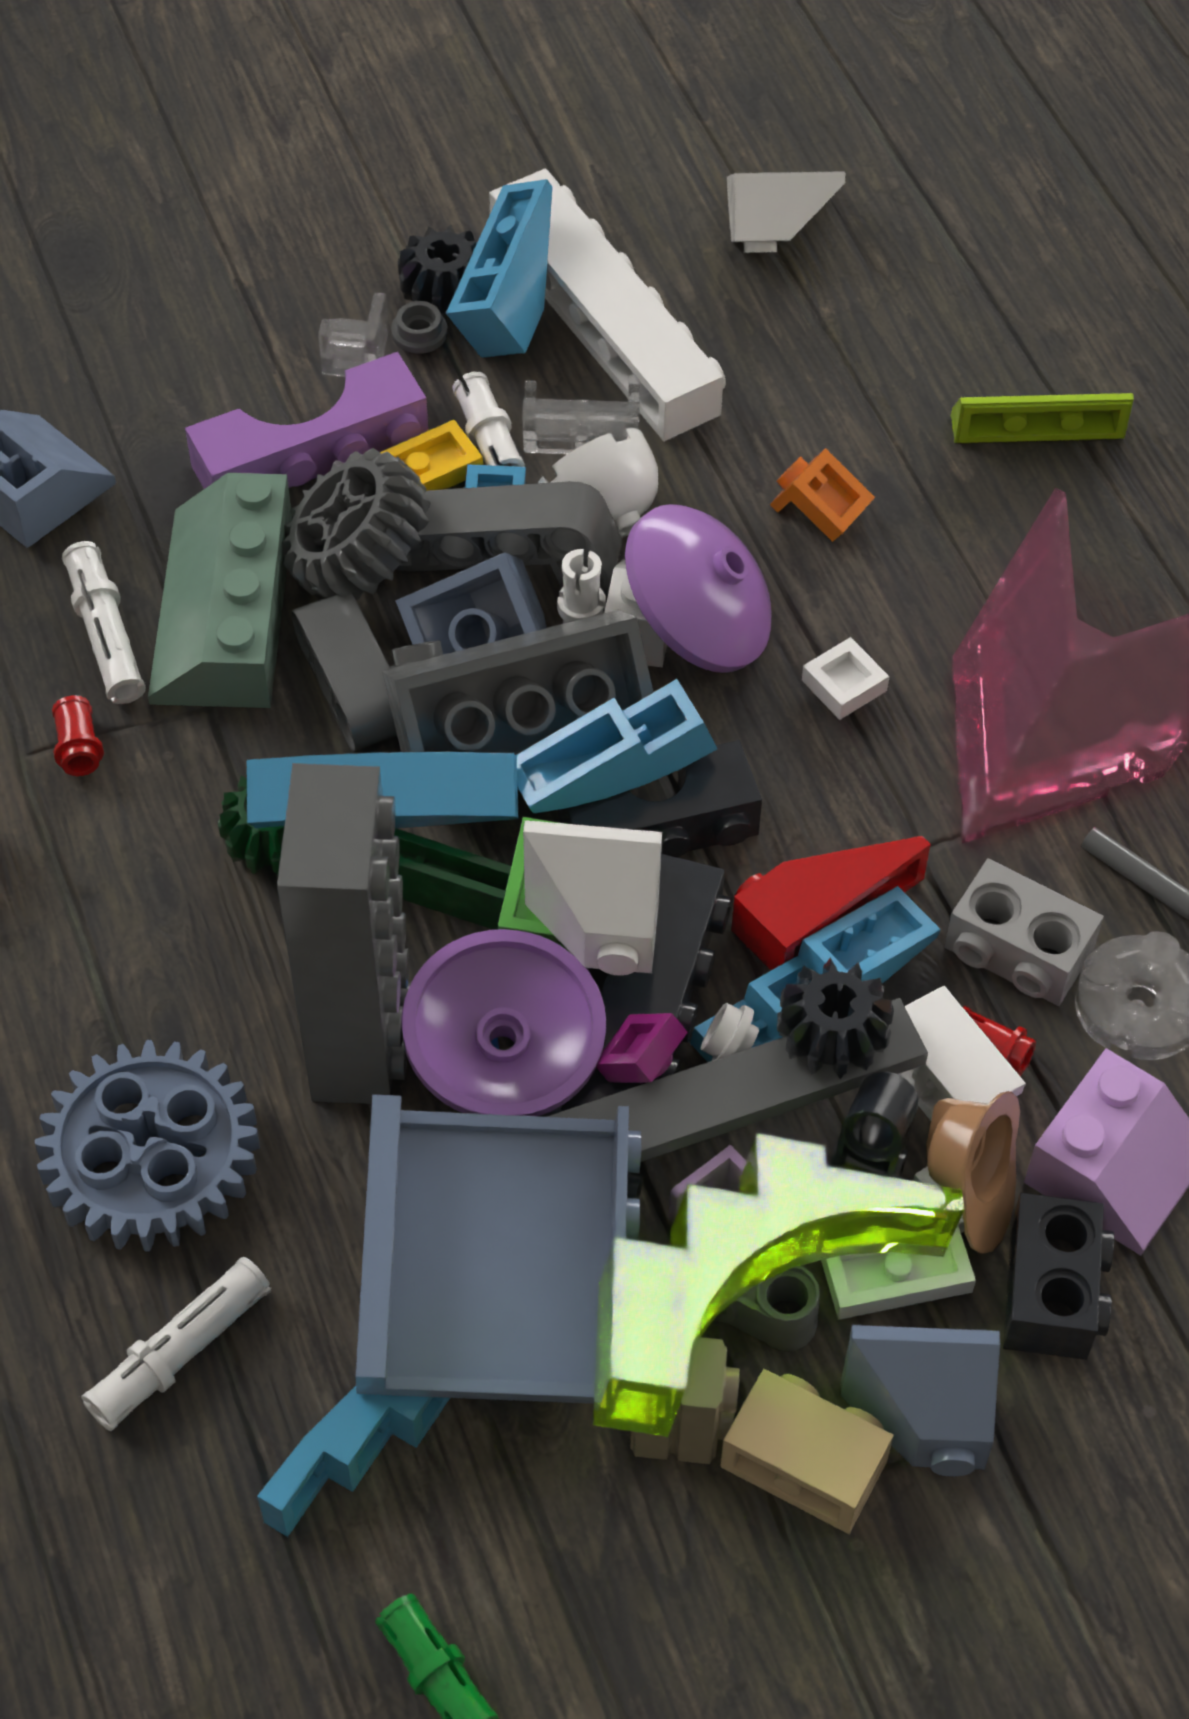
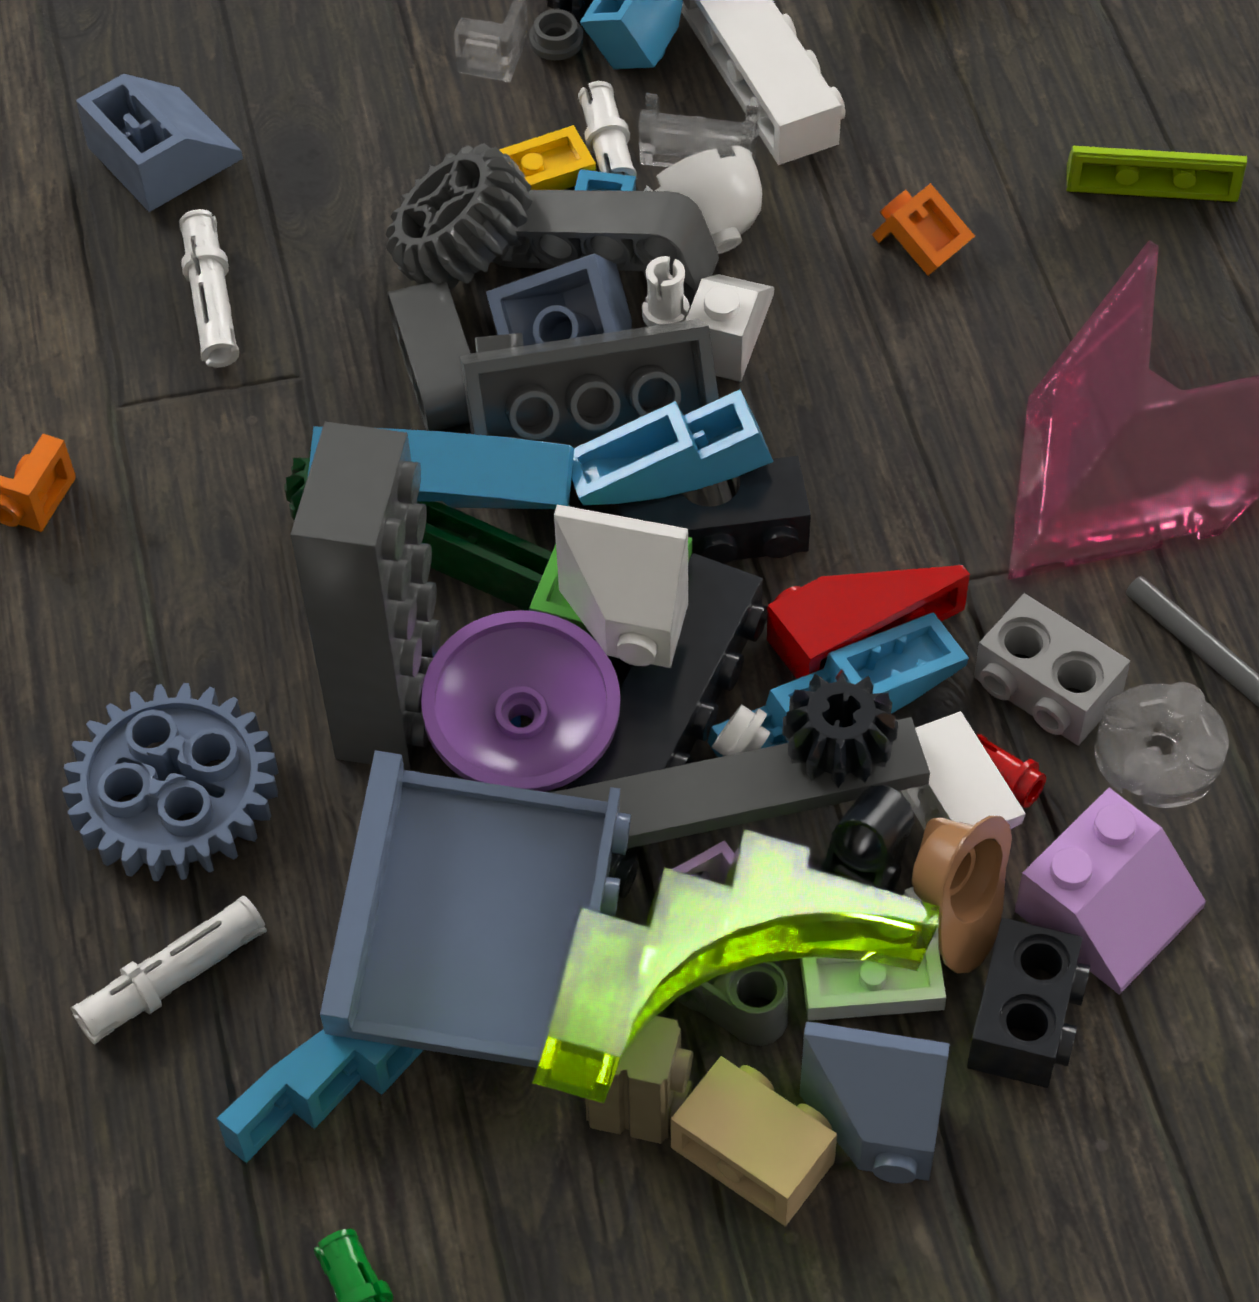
camera: 10 degrees right, 0 degrees up
(77, 747) = (165, 404): red pin -> none
(223, 595) = (327, 273): sand green slope -> none
(376, 411) = (374, 146): medium lavender arch -> none
(641, 1048) = (649, 738): magenta plate -> none
(698, 588) = (782, 306): medium lavender dish -> none
(845, 678) = (916, 408): white plate -> none

